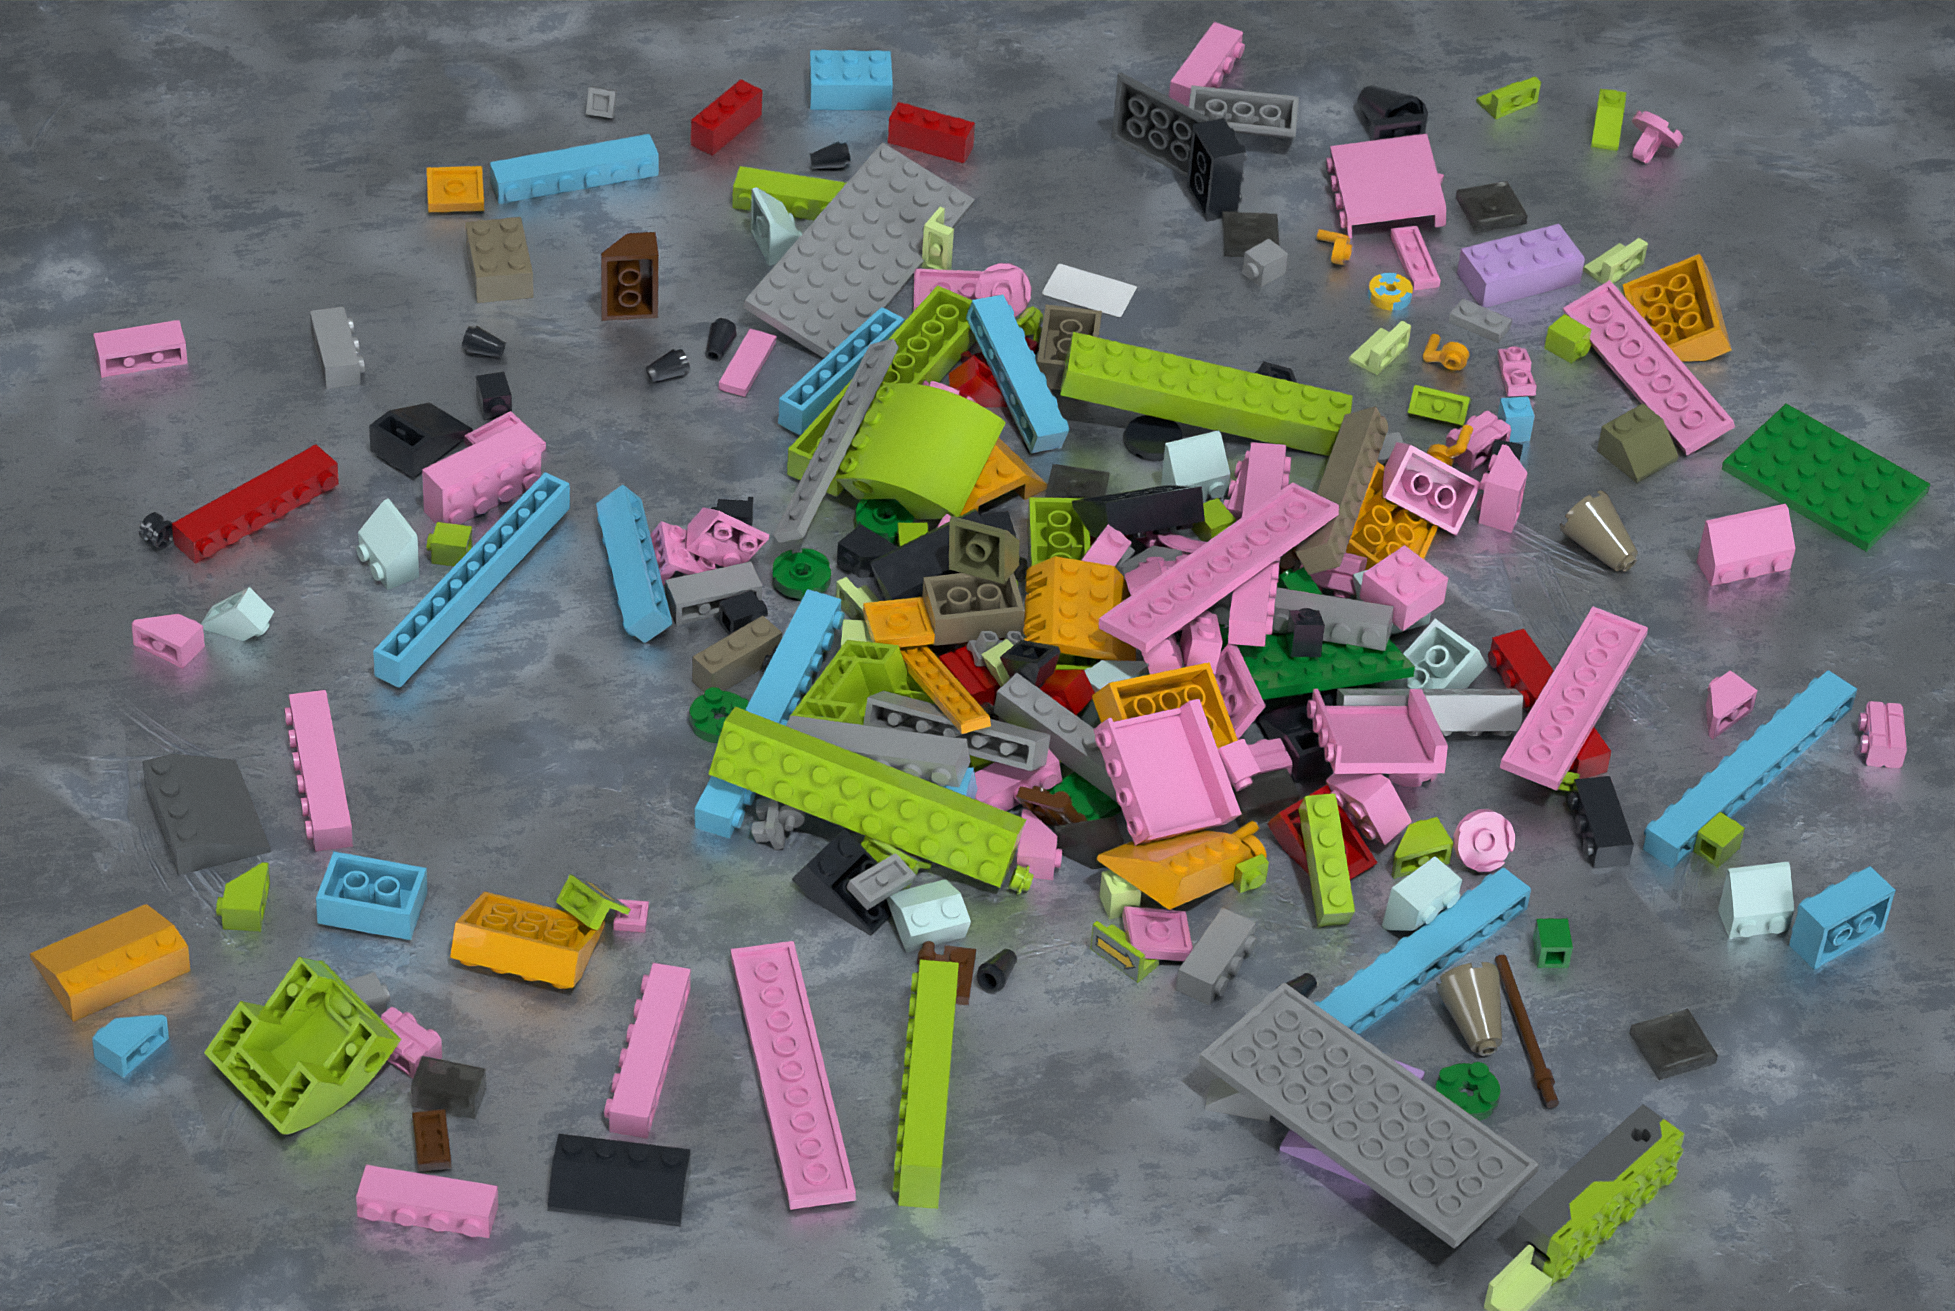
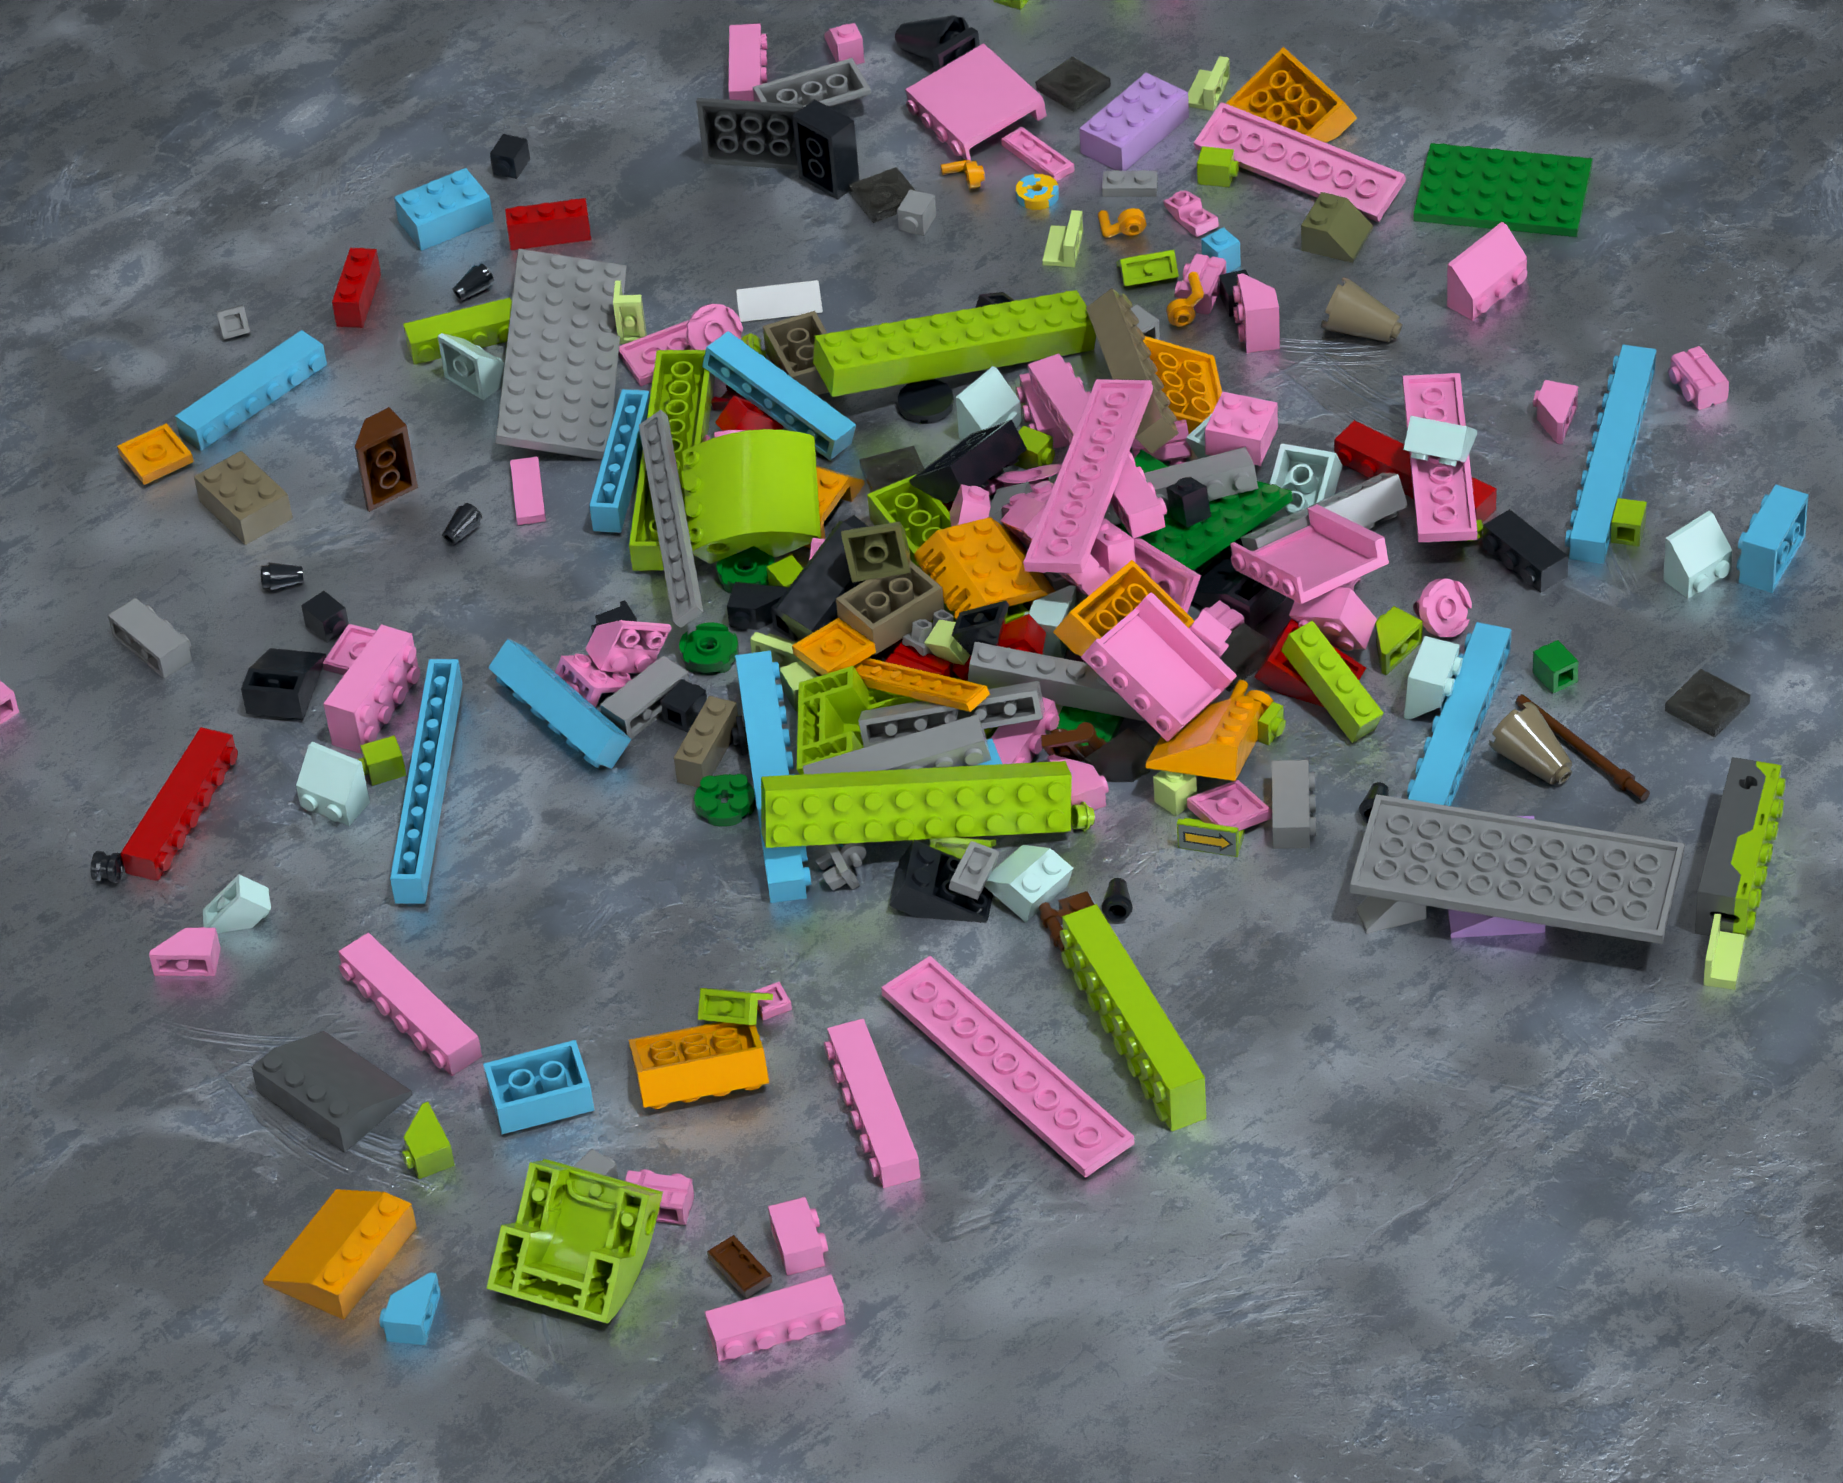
camera: 20 degrees left, 0 degrees up
(448, 1086) = (722, 1215): clear smoke brick -> none
(498, 1137) = (797, 1236): none -> bright pink brick
(619, 1180) = (926, 1221): black slope -> none
(720, 337) = (490, 476): black cone -> none
(942, 58) = (510, 156): none -> black brick
(1310, 84) = (846, 43): none -> bright pink slope
(1428, 487) = (1195, 337): bright pink slope -> none
(1472, 1077) = (1574, 805): green plate -> none
(1578, 680) = (1439, 439): none -> light aqua slope

